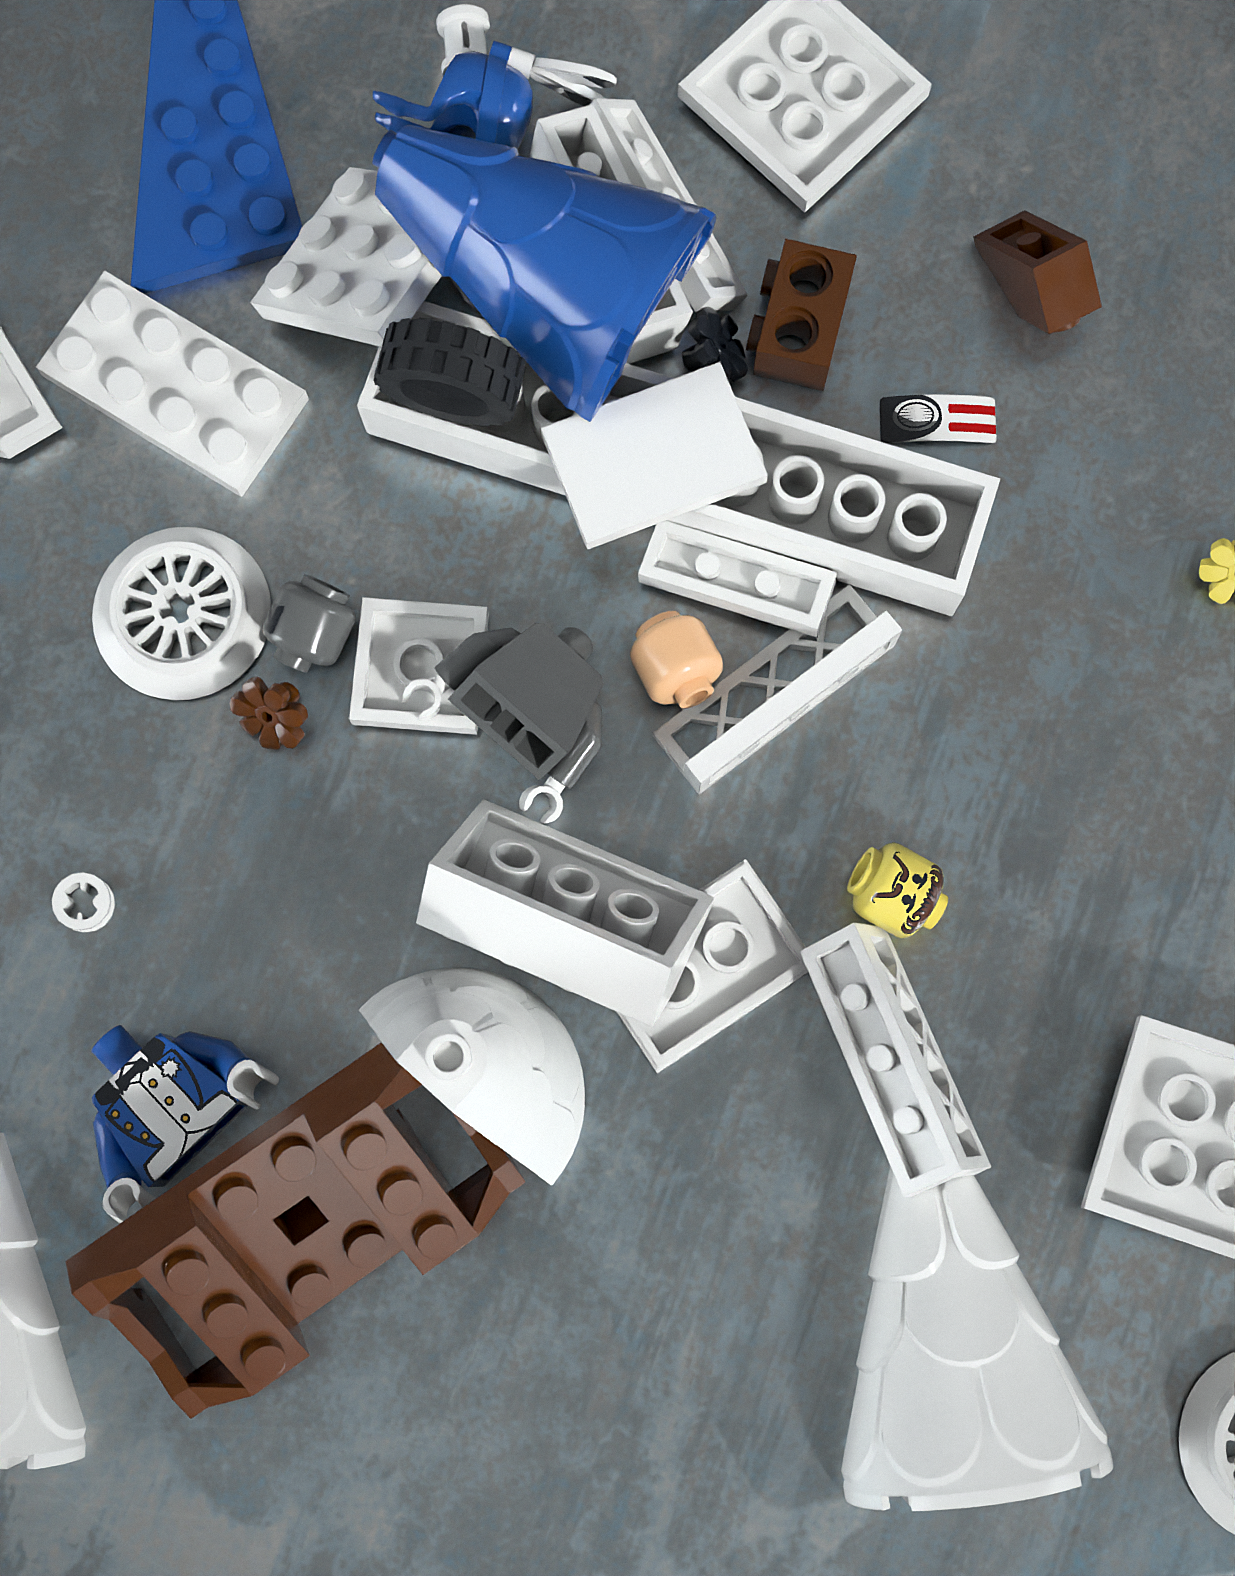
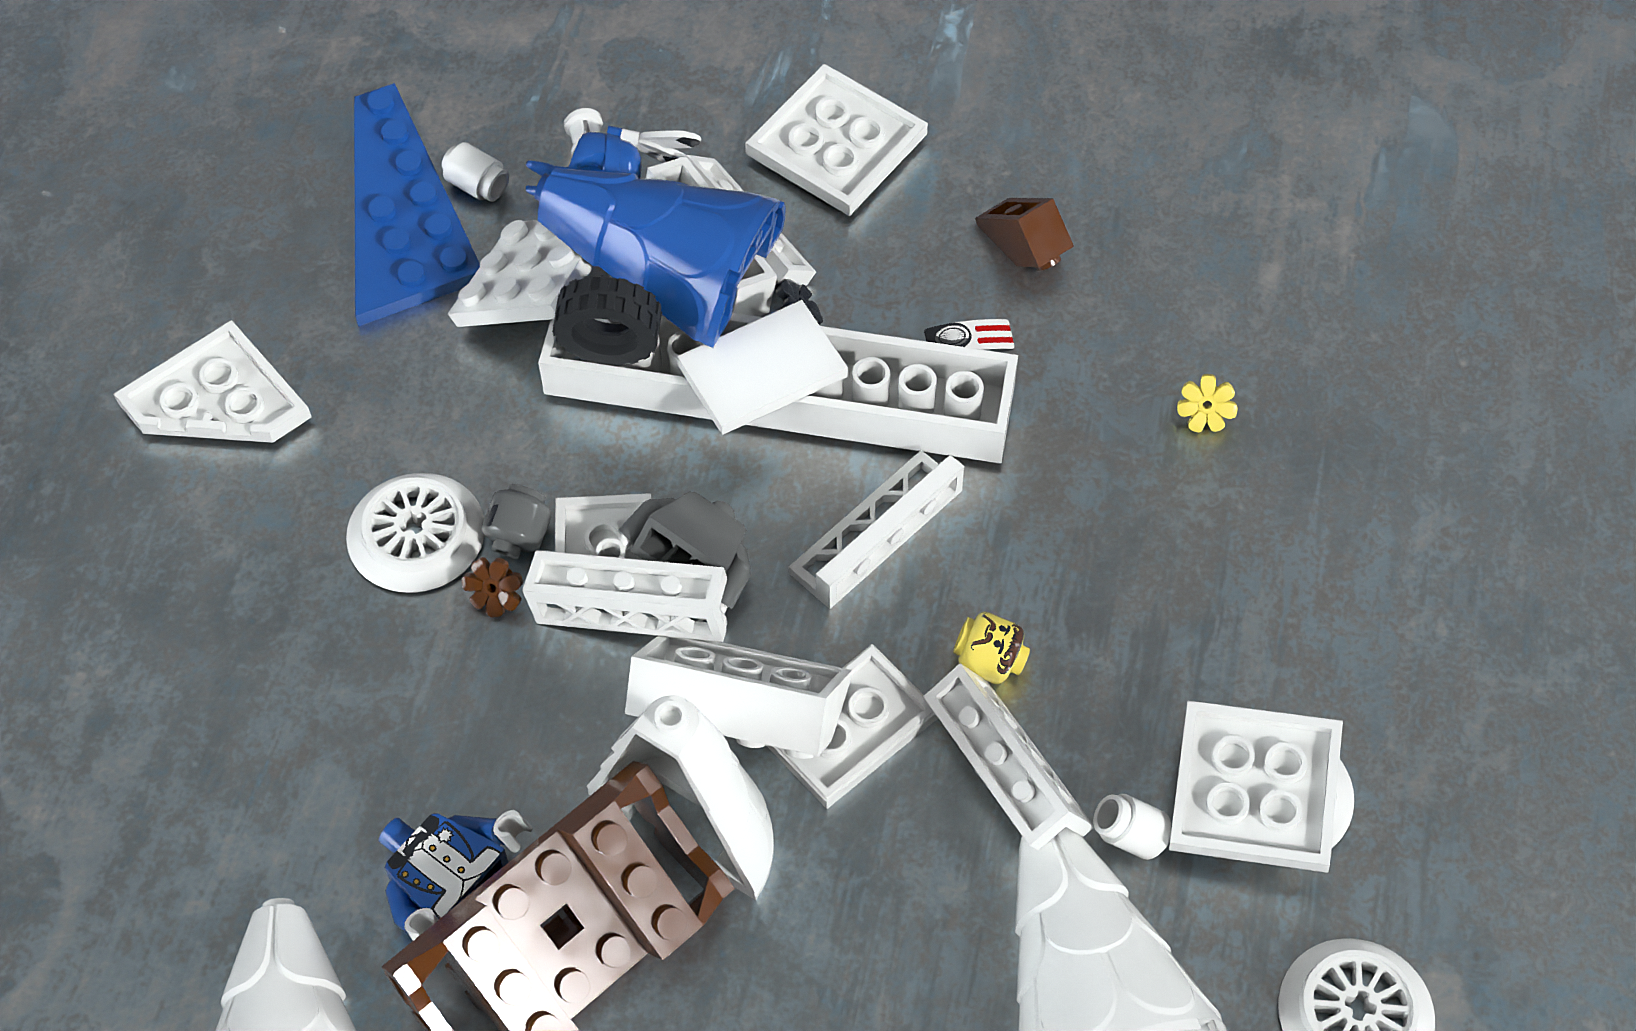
camera: 10 degrees left, 20 degrees down
(63, 902) = (359, 725): white bush -> none
(173, 383) = (393, 378): white plate -> none
(309, 82) = (475, 172): none -> white brick
(436, 758) = (626, 591): none -> white fence
(676, 659) = (797, 510): light nougat head -> none
(737, 577) = (836, 453): white plate -> none
(809, 316) = (858, 277): reddish brown brick -> none
(1040, 1171) = (1132, 825): none -> white brick

